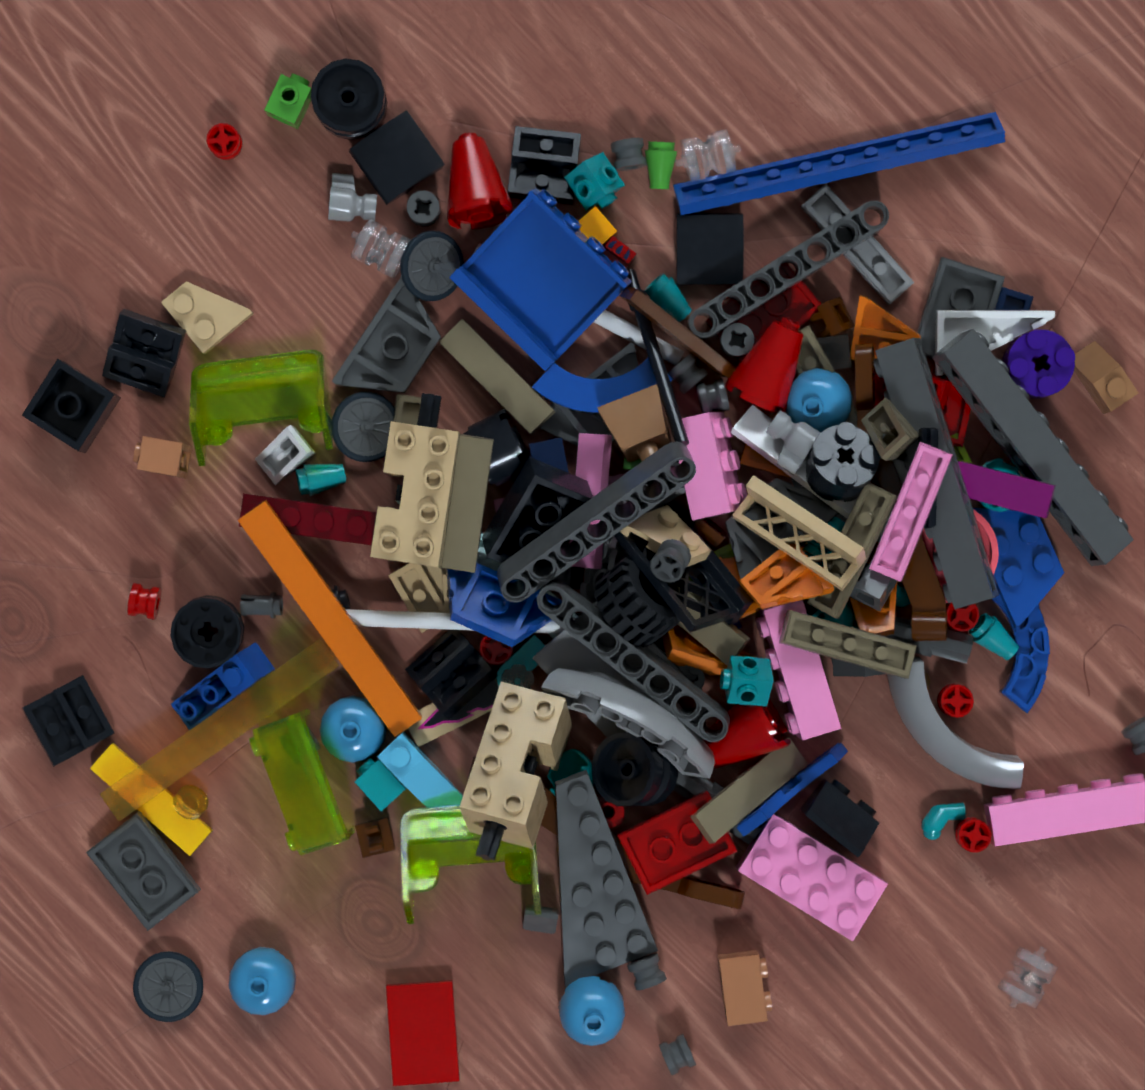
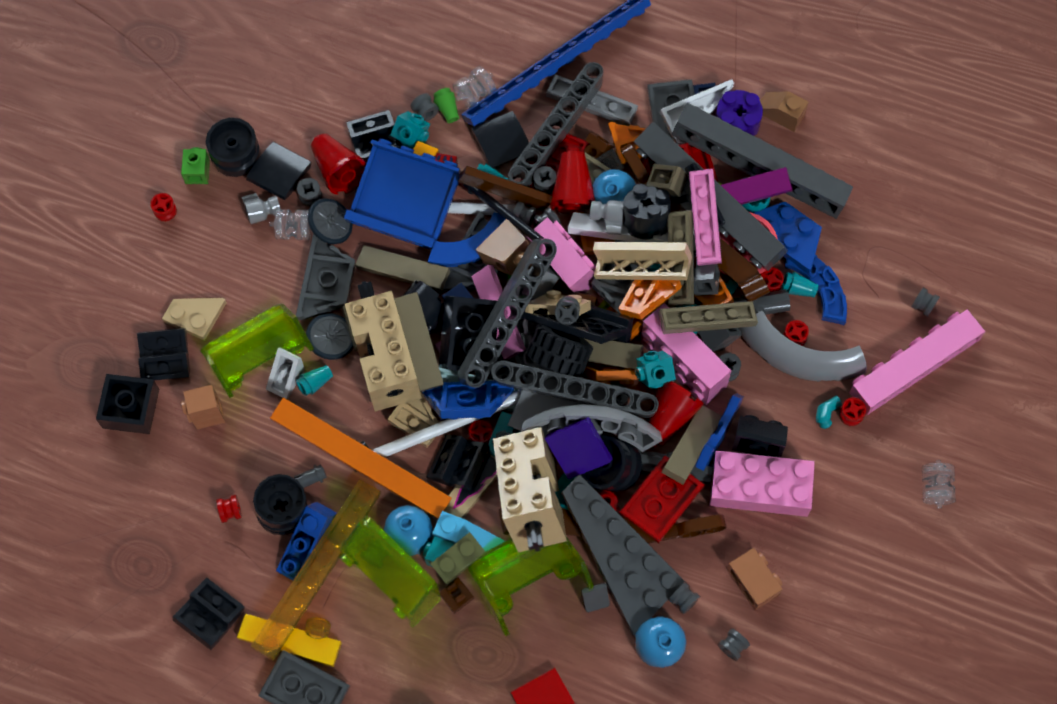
camera: 20 degrees left, 20 degrees down
(318, 519) = (339, 399): dark red arch -> none
(393, 804) = (458, 558): none -> olive plate
(601, 742) = (578, 448): none -> dark purple tile
(843, 702) = (729, 358): none -> dark grey wheel

